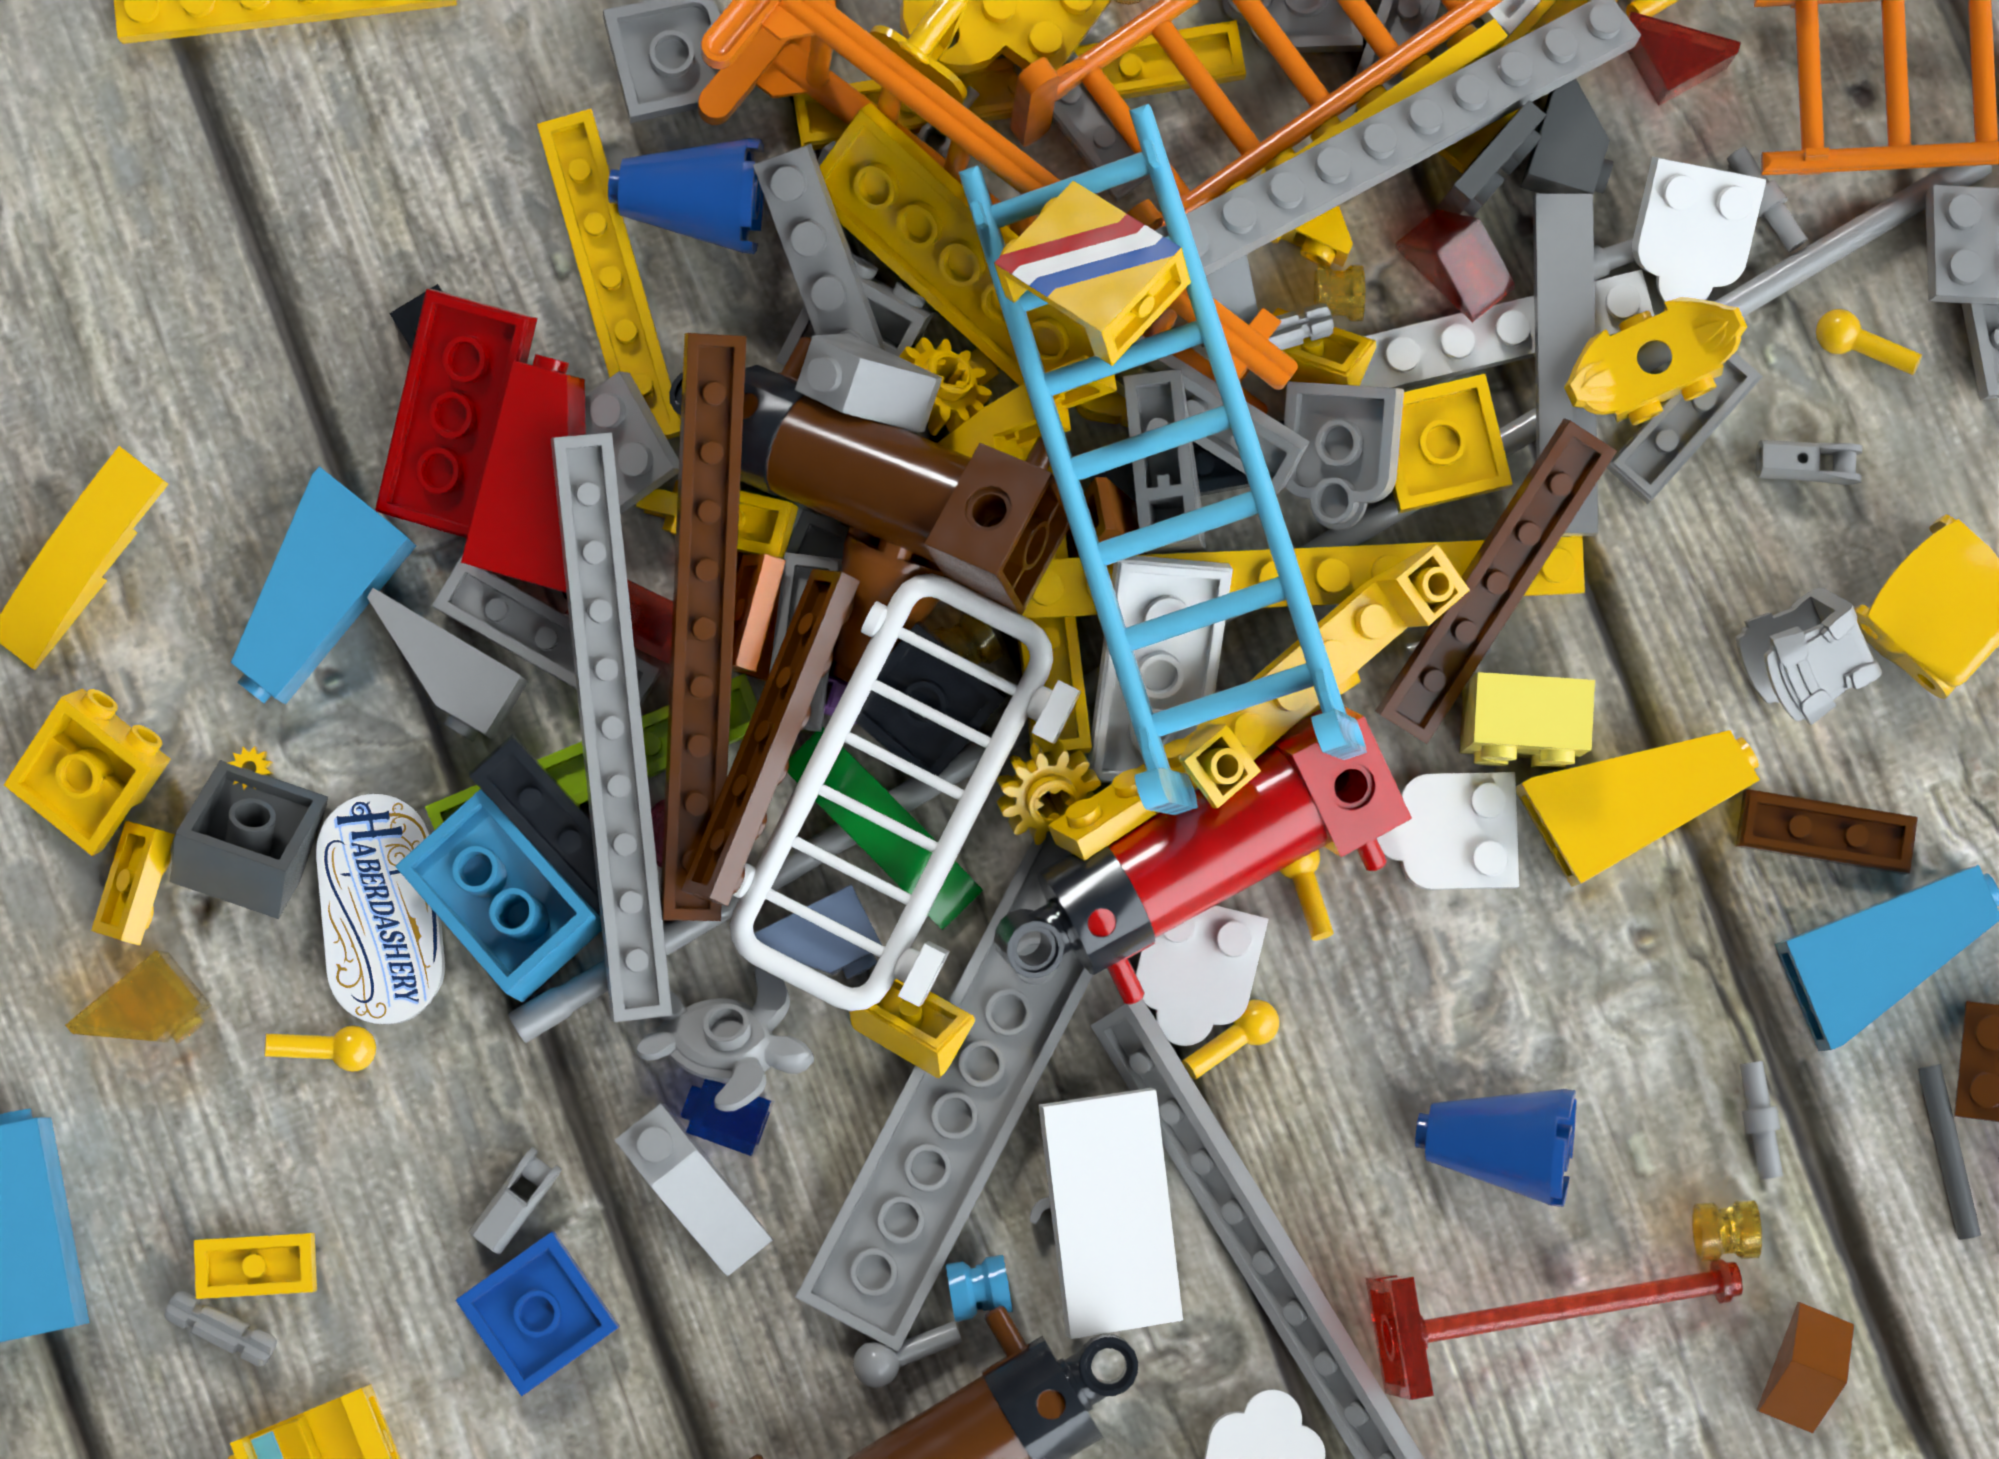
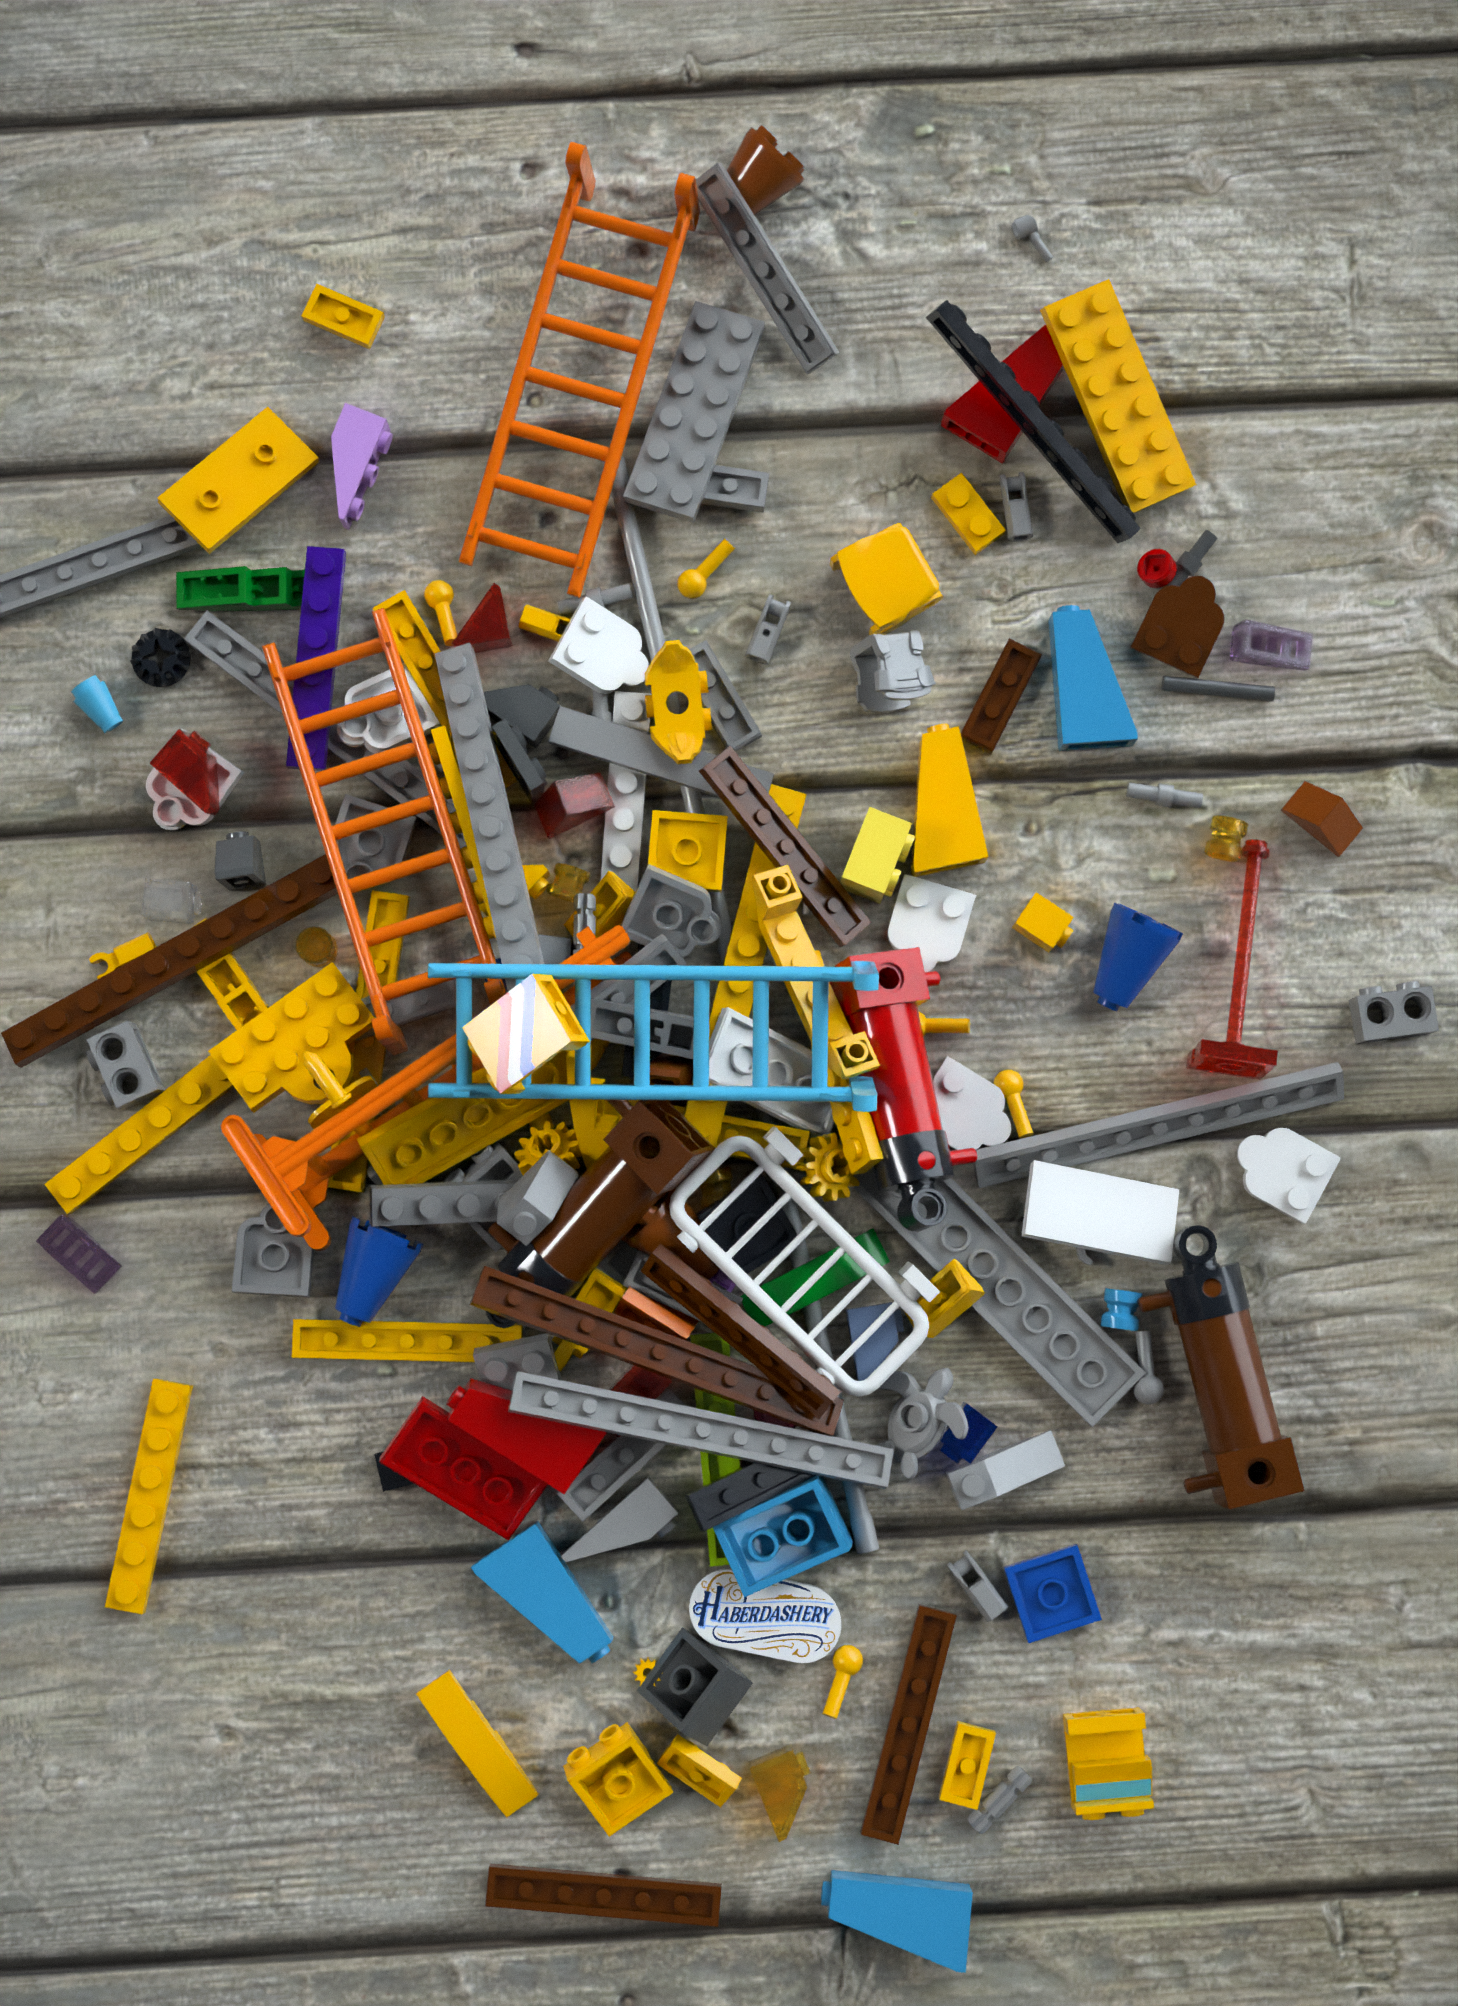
camera: 70 degrees left, 0 degrees up
(288, 1162) = (908, 1724): none -> reddish brown plate
(1510, 999) = (1044, 923): none -> yellow brick
(1707, 132) = (542, 622): none -> yellow bar

